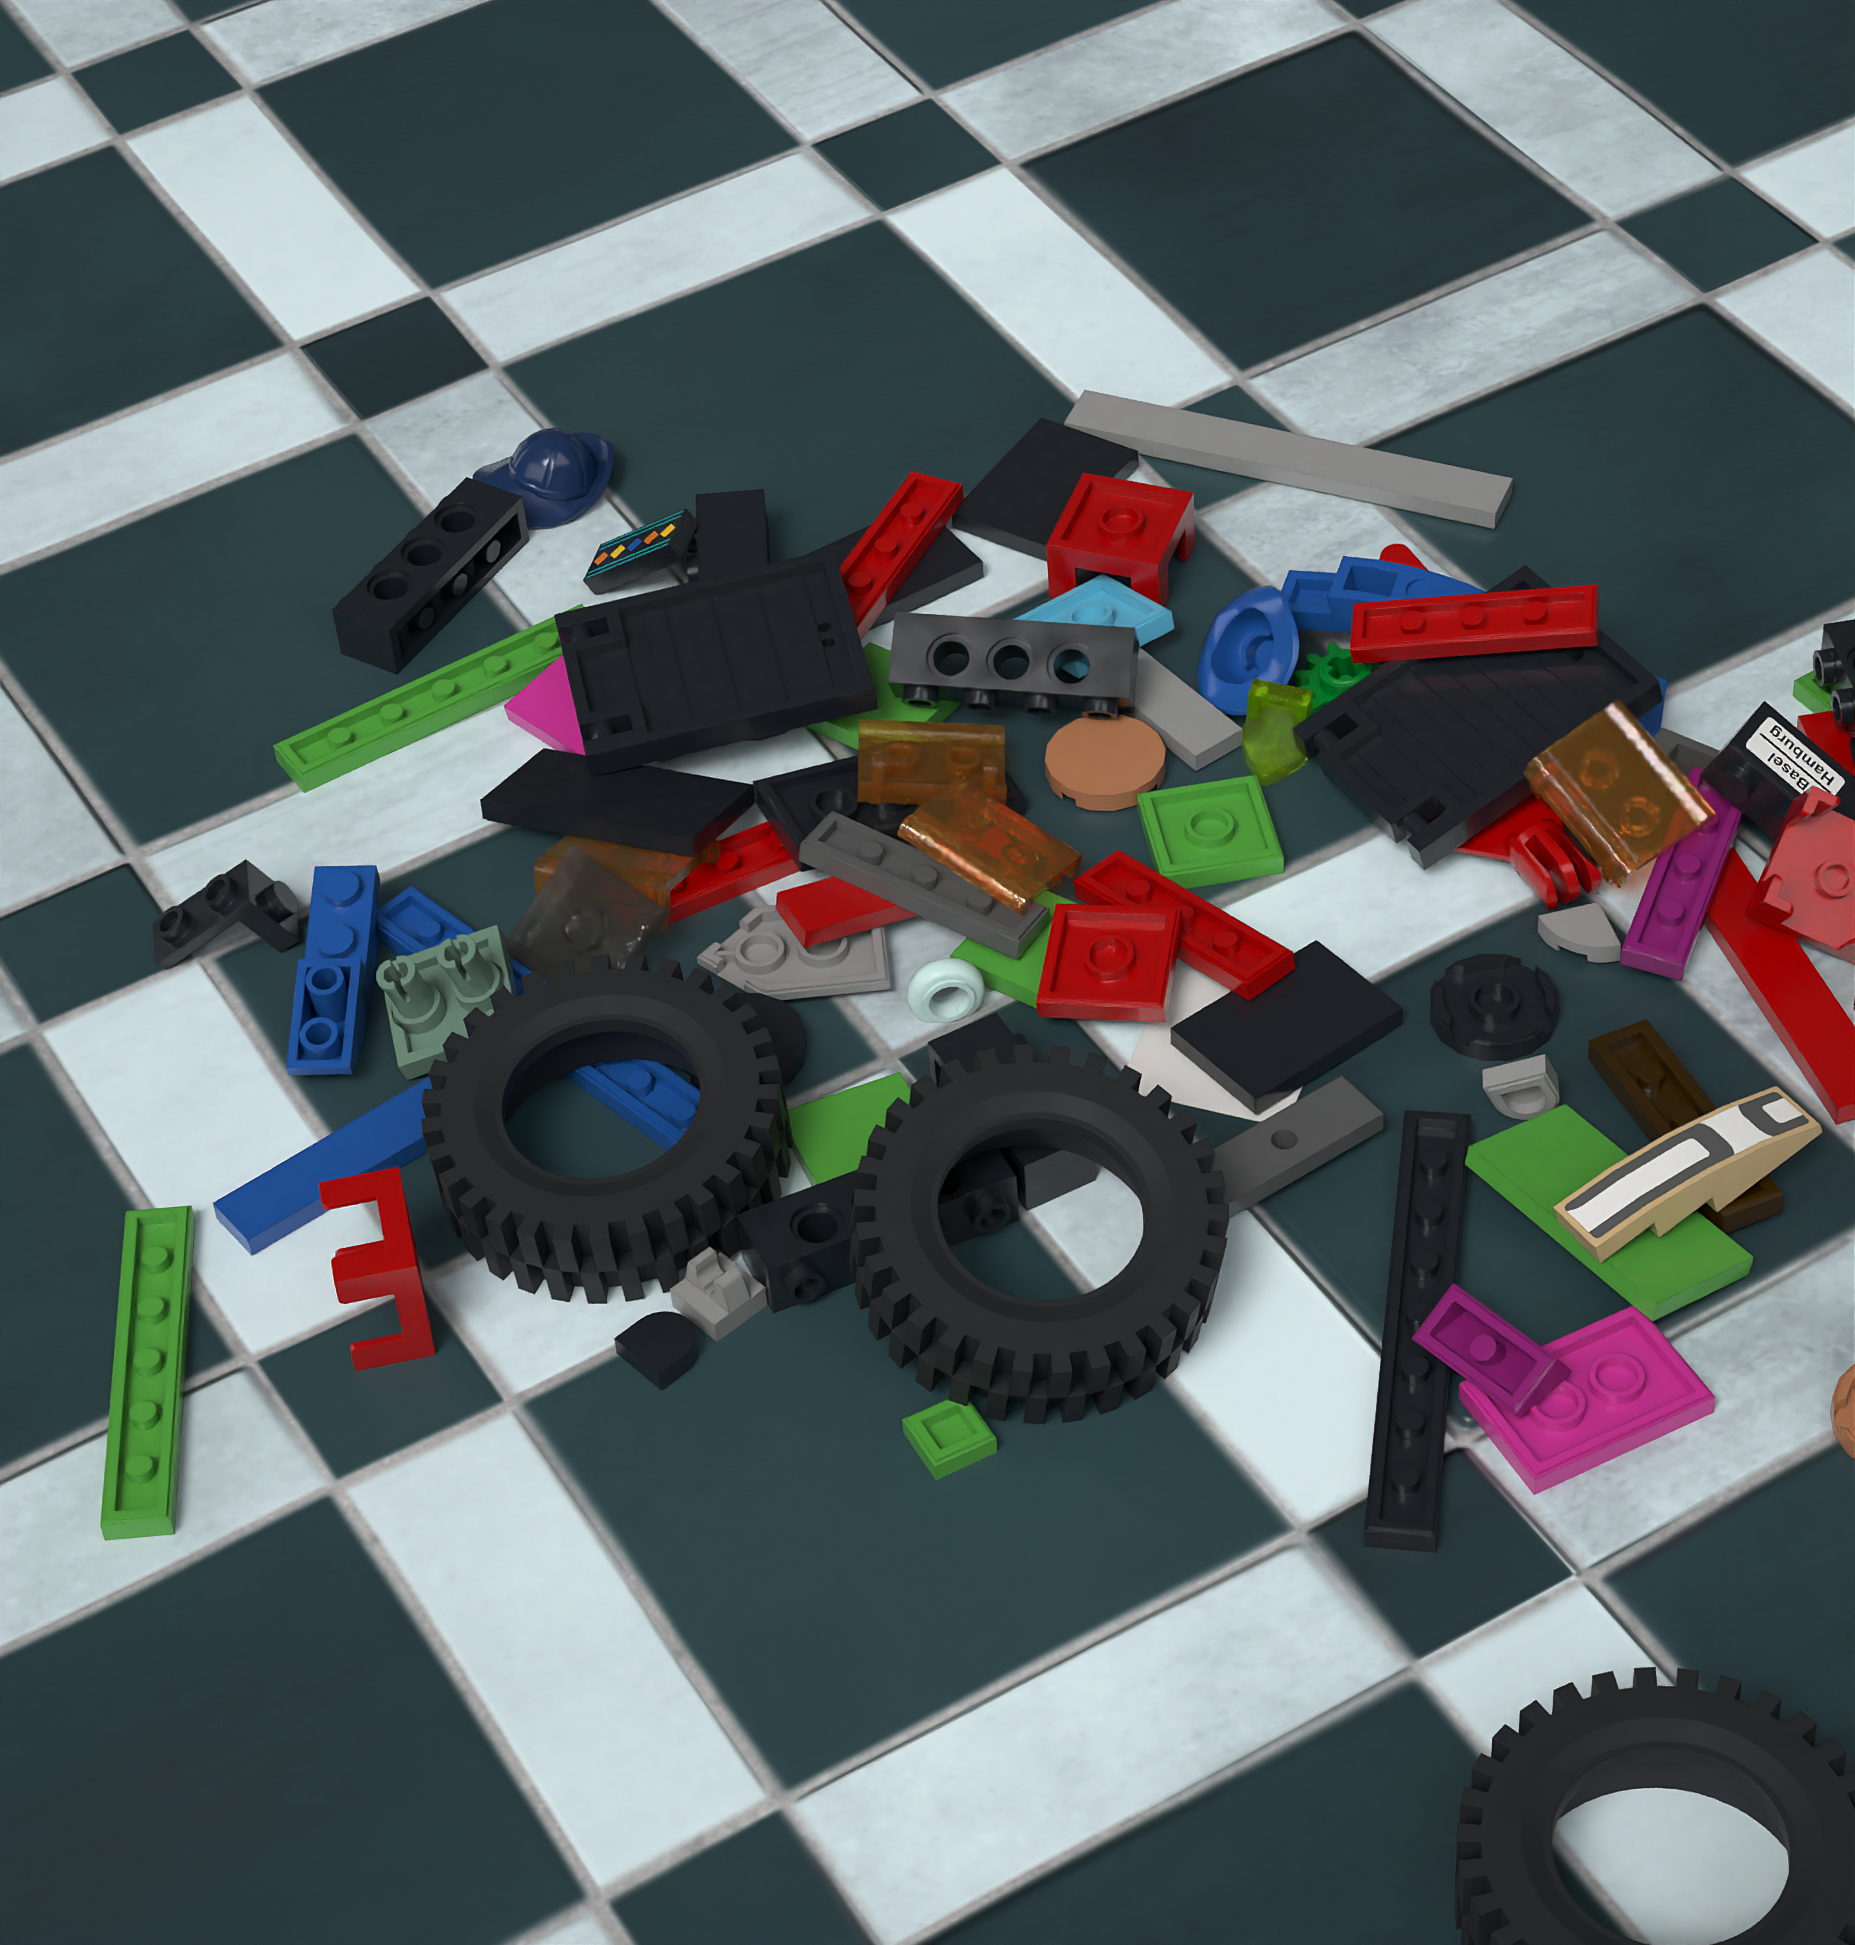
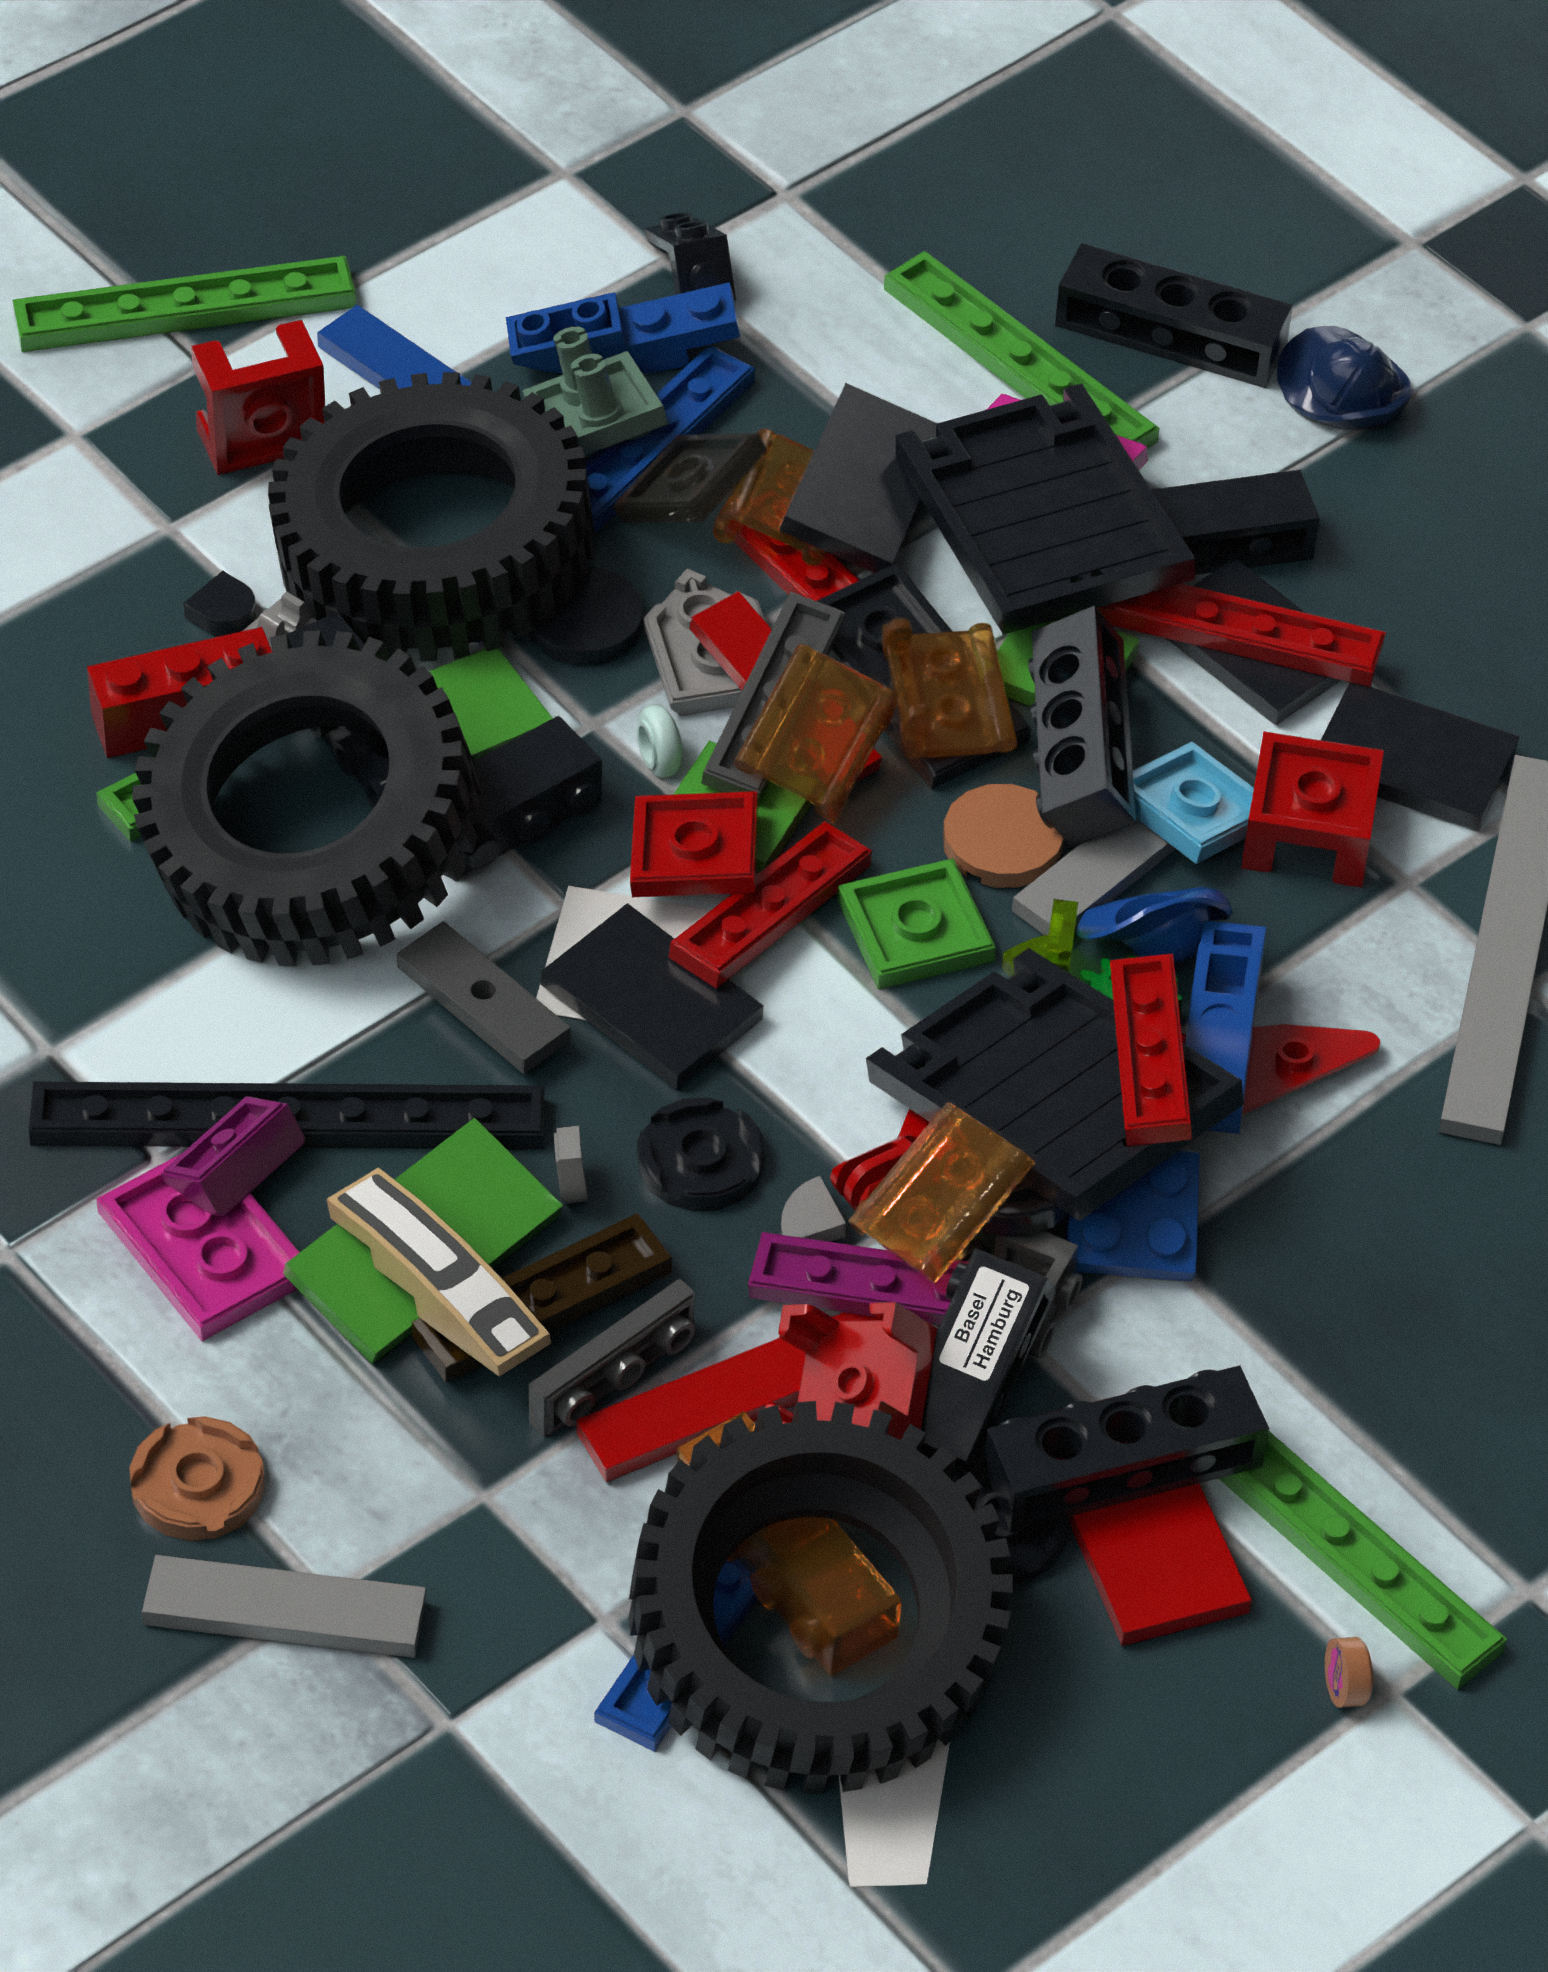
camera: 75 degrees right, 5 degrees up
(640, 552) = (1223, 450): black tile -> none
(811, 1370) = (135, 689): none -> red brick
(1757, 1063) = (612, 1359): none -> dark grey tile

